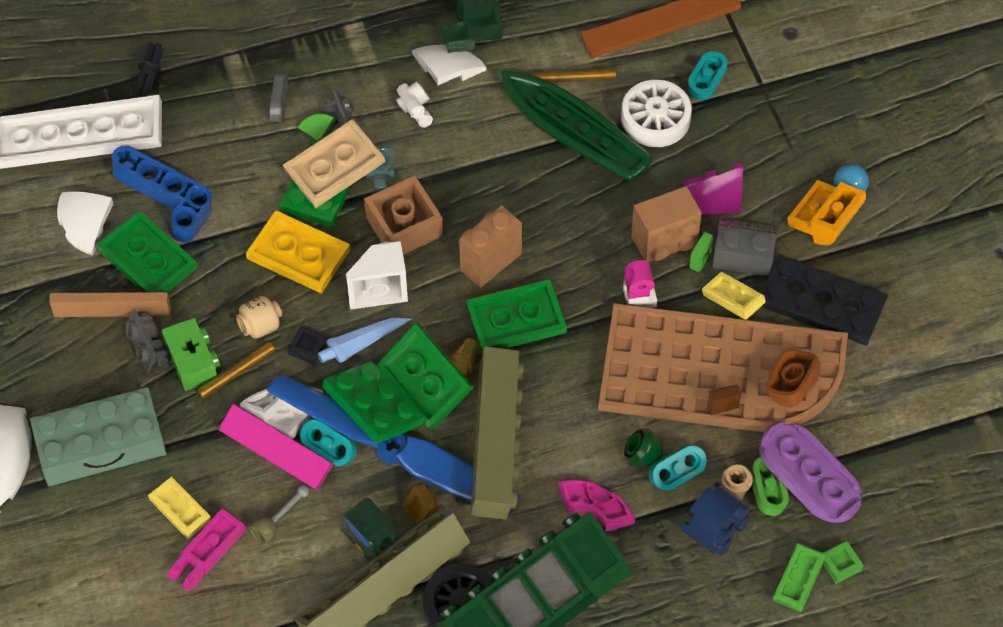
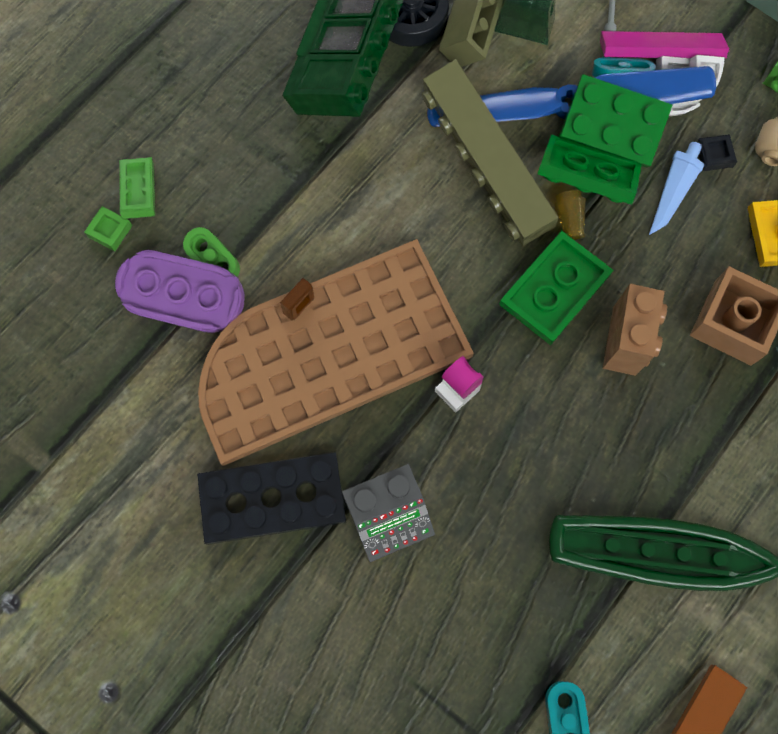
camera: 145 degrees right, 15 degrees up
(235, 370) = (754, 95): pearl gold bar -> none
(378, 277) = (709, 236): white slope -> none
(420, 504) = (503, 62): pearl gold tile -> none
(577, 75) = (709, 624): pearl gold bar -> none
(604, 505) = (360, 160): dark pink tile -> none
(643, 448) = (347, 221): dark green cone -> none
(656, 106) = (589, 622): white wheel -> none
(666, 224) = (483, 460): medium nougat brick -> none
(676, 470) = (306, 224): teal plate -> none
(702, 252) = (425, 470): bright green tile -> none
(717, 518) = (235, 182): dark blue brick -> none
(718, 192) = (458, 547): magenta slope -> none
(733, 295) = (362, 439): light yellow plate -> none
(737, 479) = (239, 229): tan cone -> none
(792, 377) = (241, 360): dark orange piece -> none
(826, 211) = (323, 606): light orange brick -> none
(852, 175) = (320, 670): dark azure piece -> none

